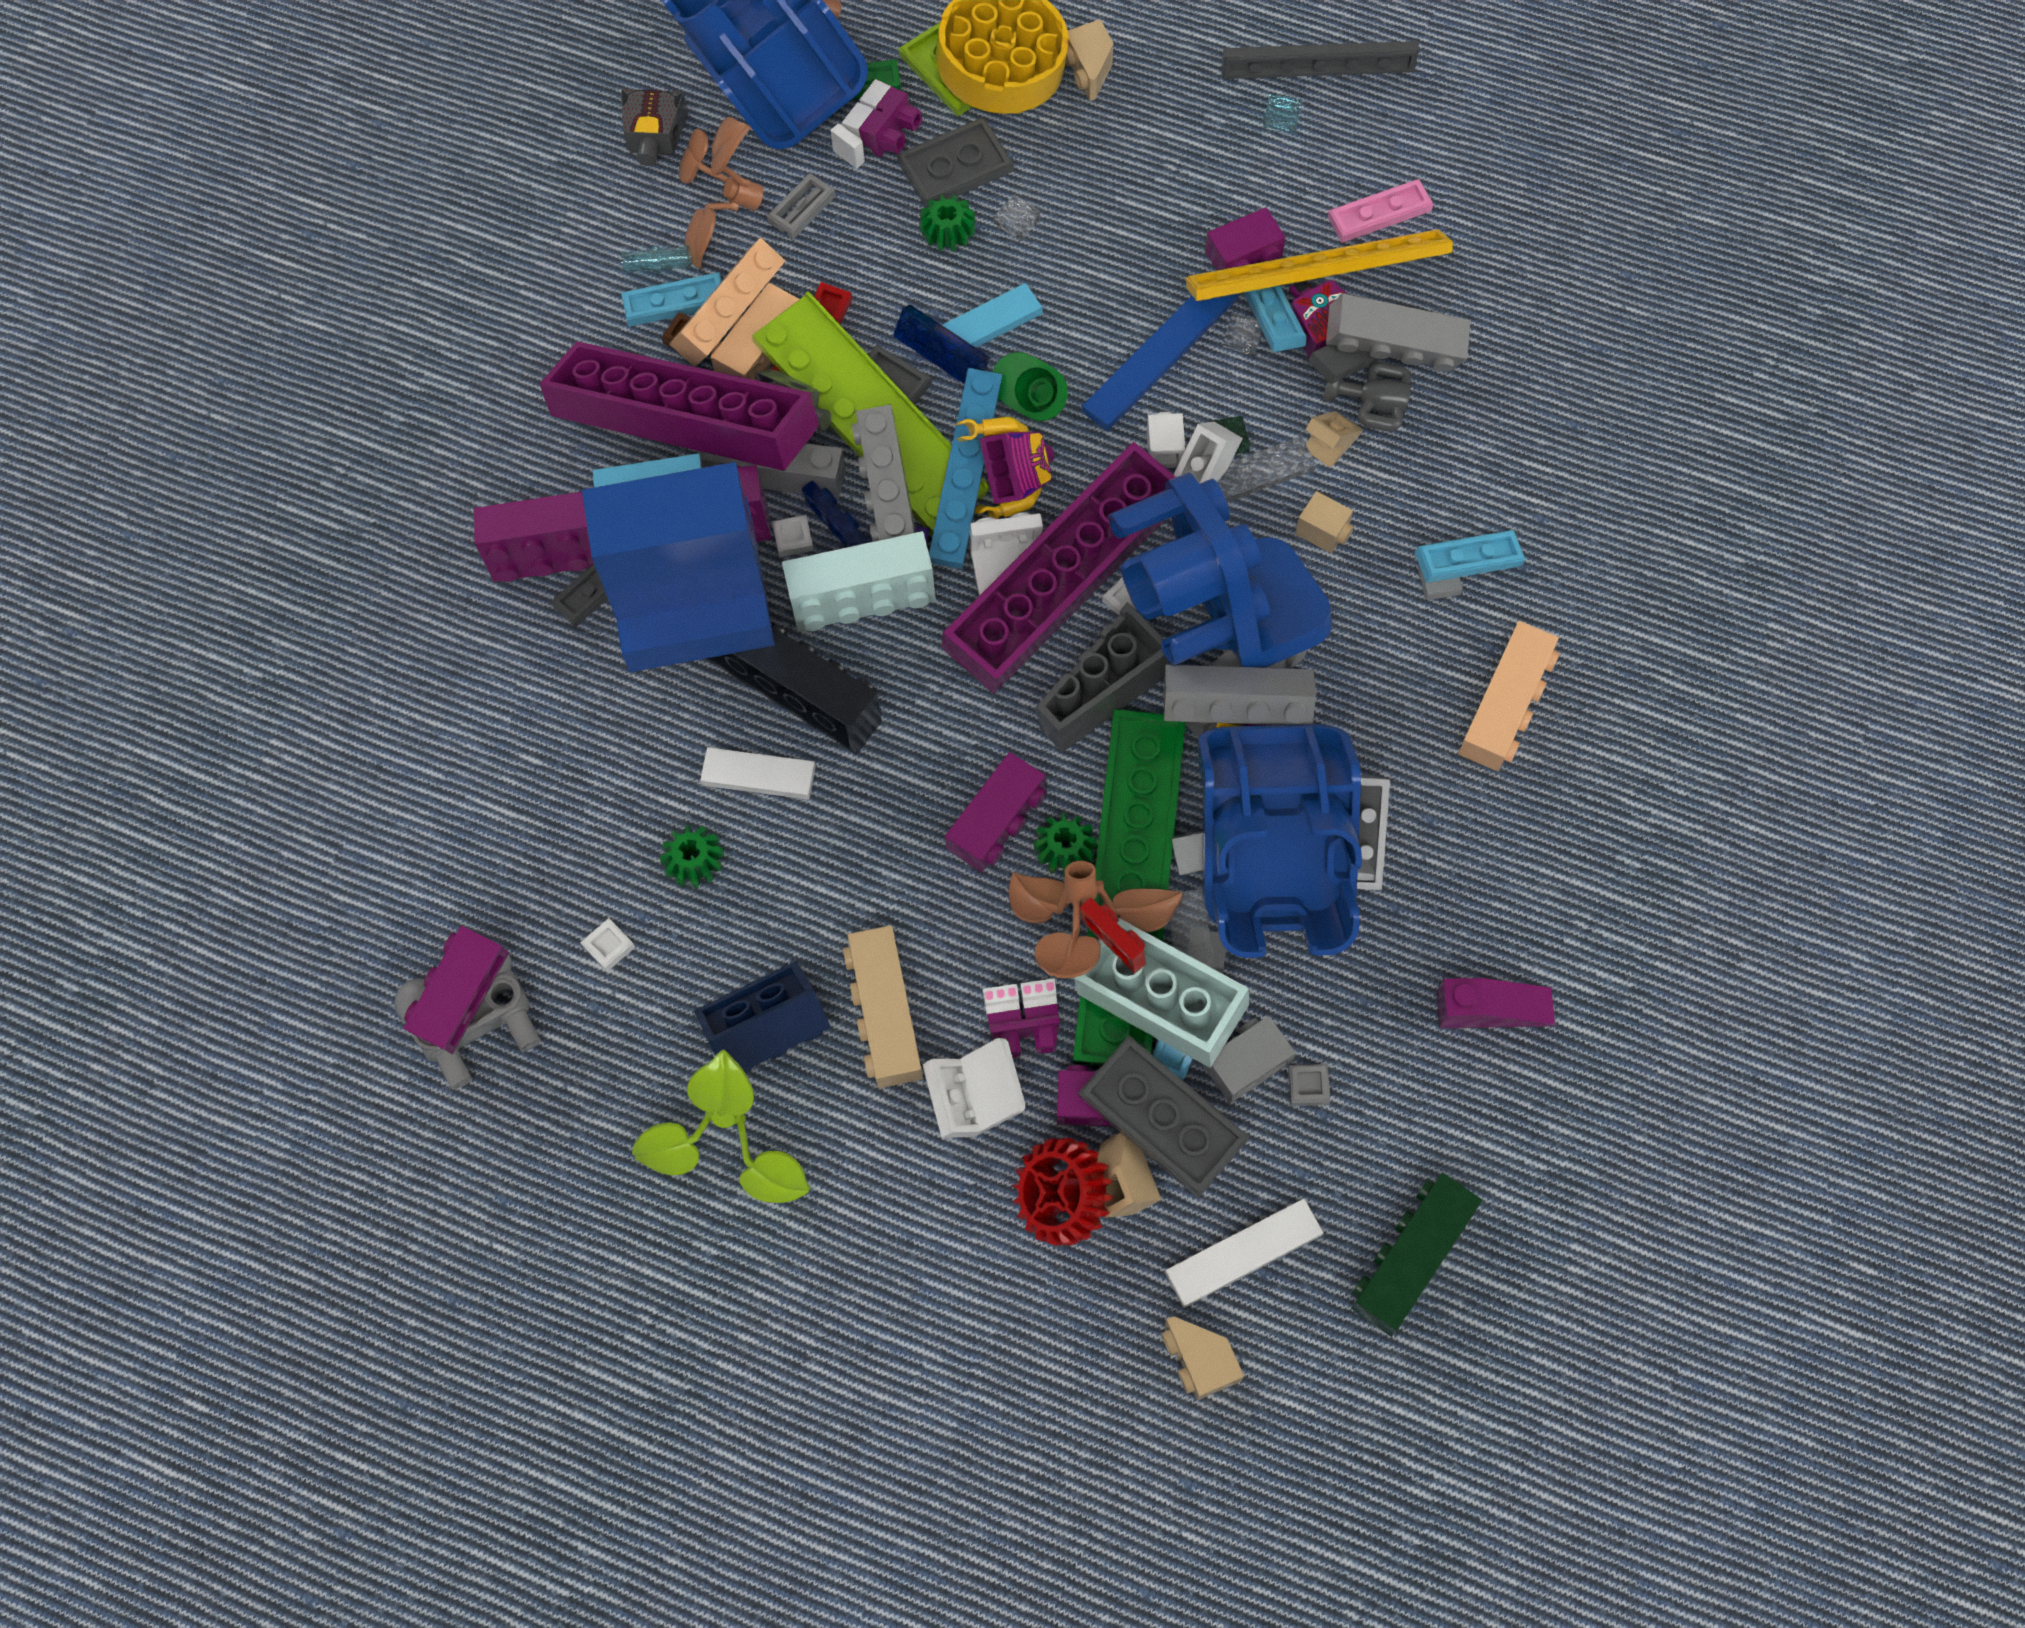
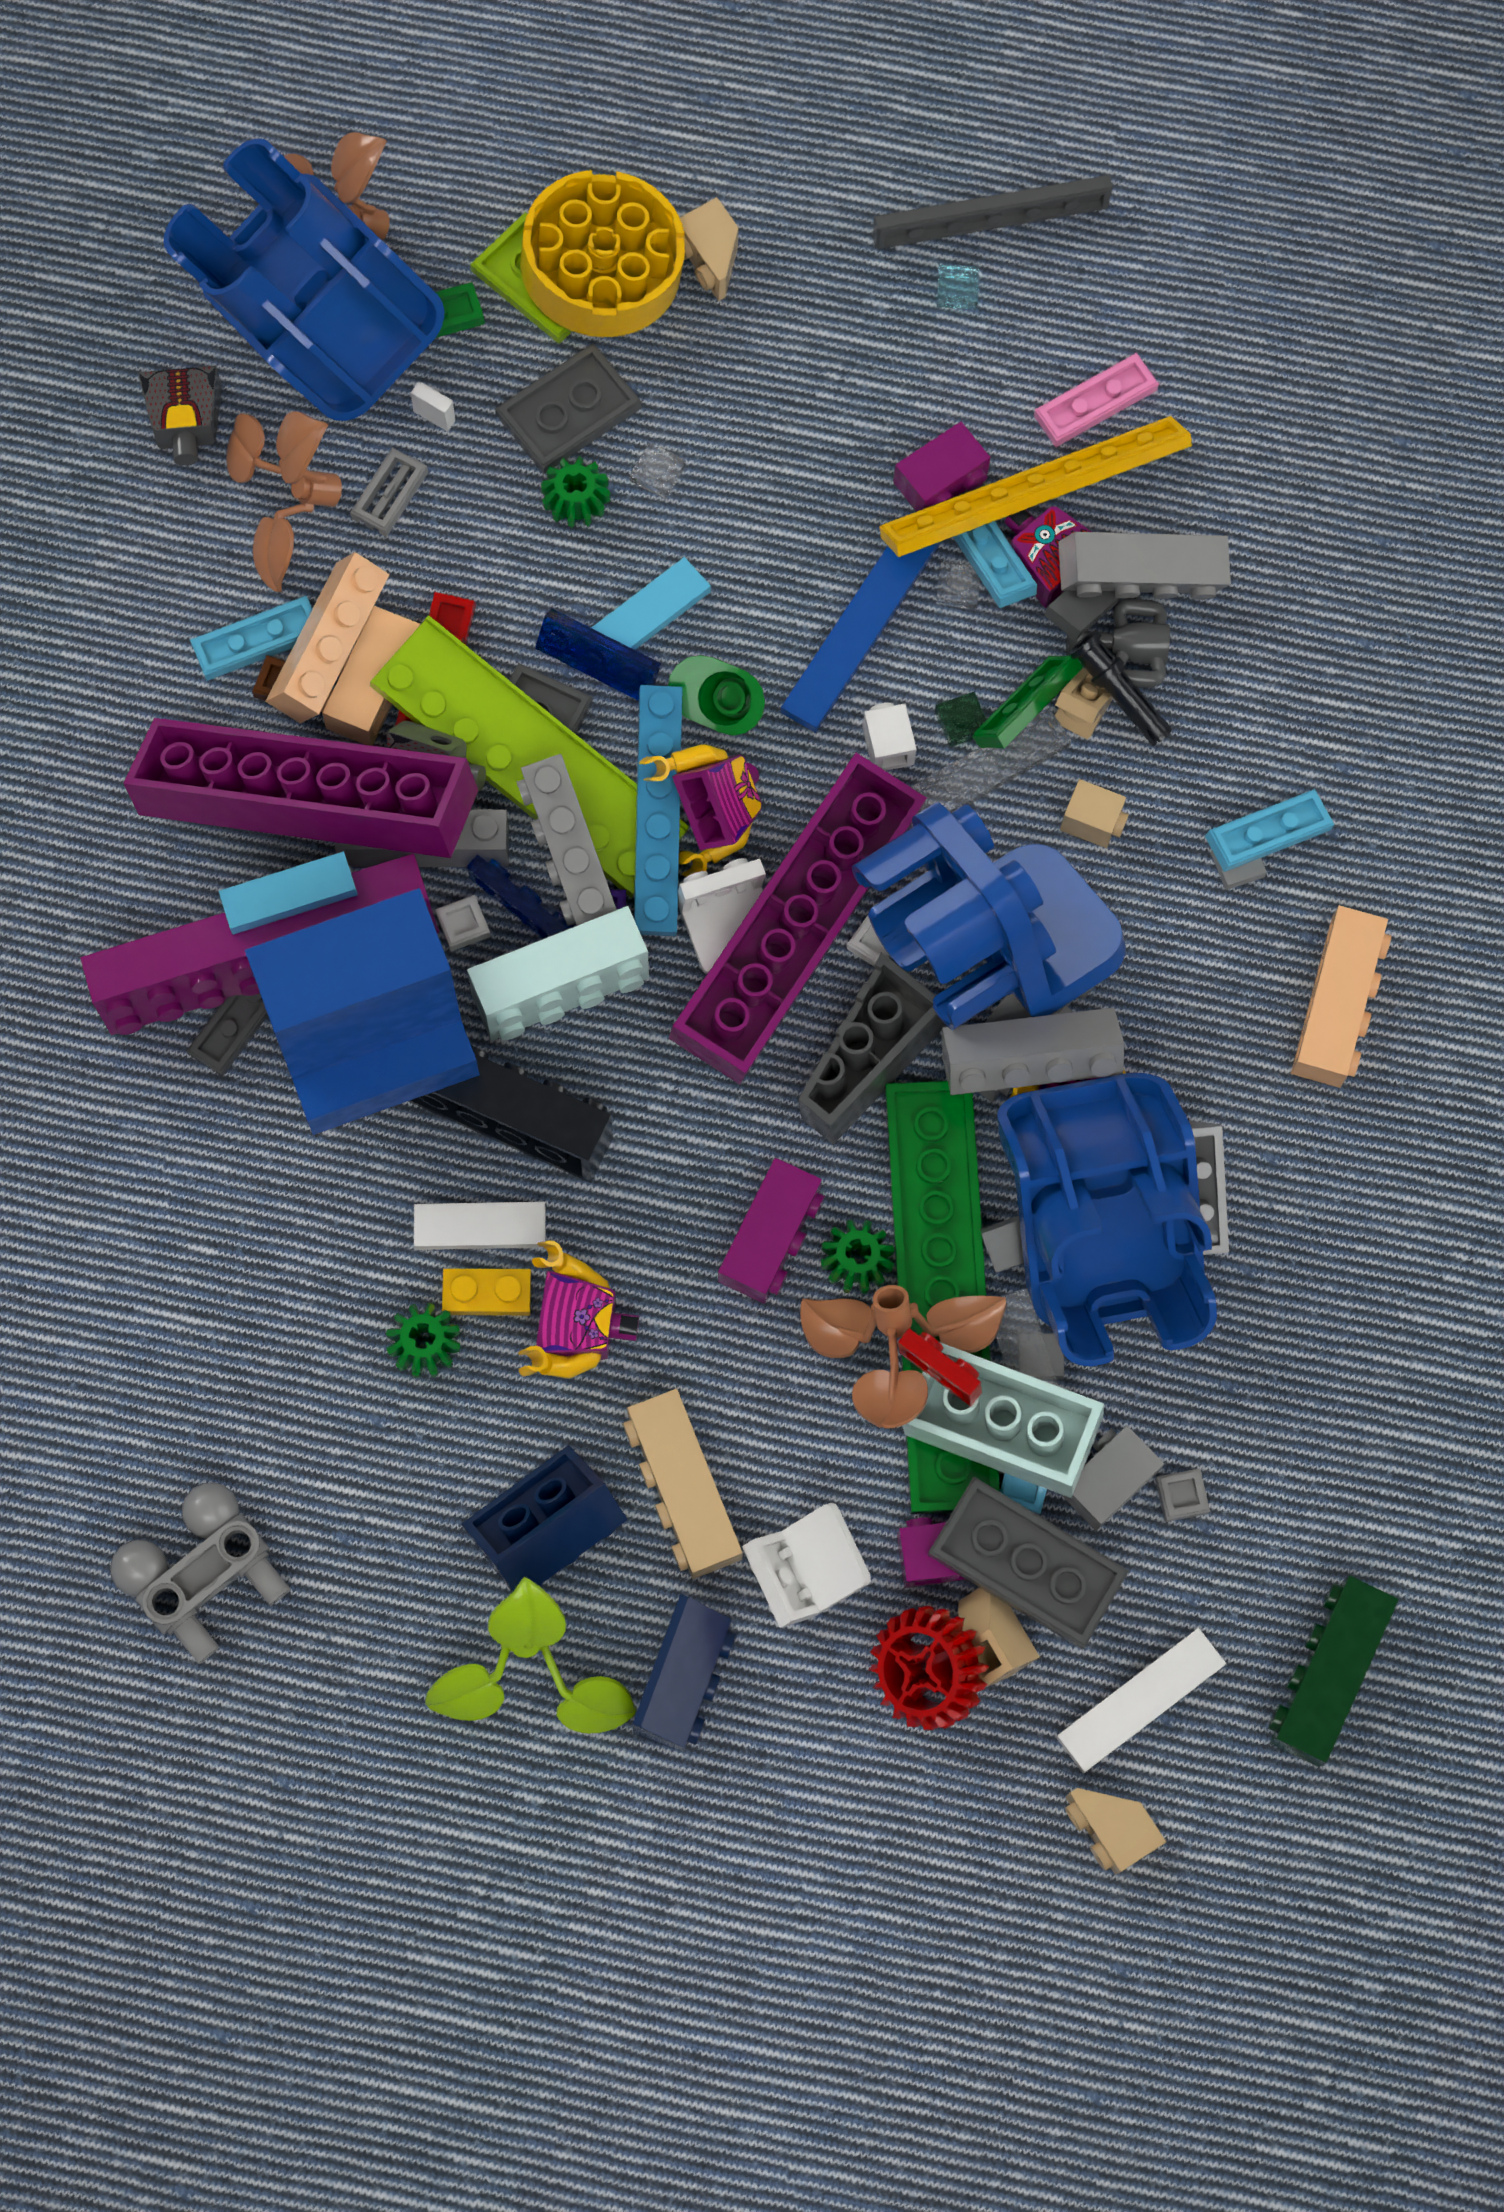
camera: 15 degrees left, 5 degrees up
(455, 989) = (185, 1550): magenta brick -> none
(607, 944) = (344, 1461): white tile -> none
(656, 259) = (225, 590): clear light blue pin -> none
(753, 826) = (487, 1292): none -> yellow plate
(819, 858) = (574, 1318): none -> torso
(851, 1163) = (684, 1675): none -> dark blue slope
(881, 118) = (467, 364): magenta hips -> none
(1039, 1012) = (863, 1463): hips -> none
(1208, 452) = (943, 756): white slope -> none
(1283, 427) = (1026, 702): none -> green tile
(1355, 413) = (1109, 673): none -> black pin
(1493, 1004) = (1376, 1368): magenta slope -> none

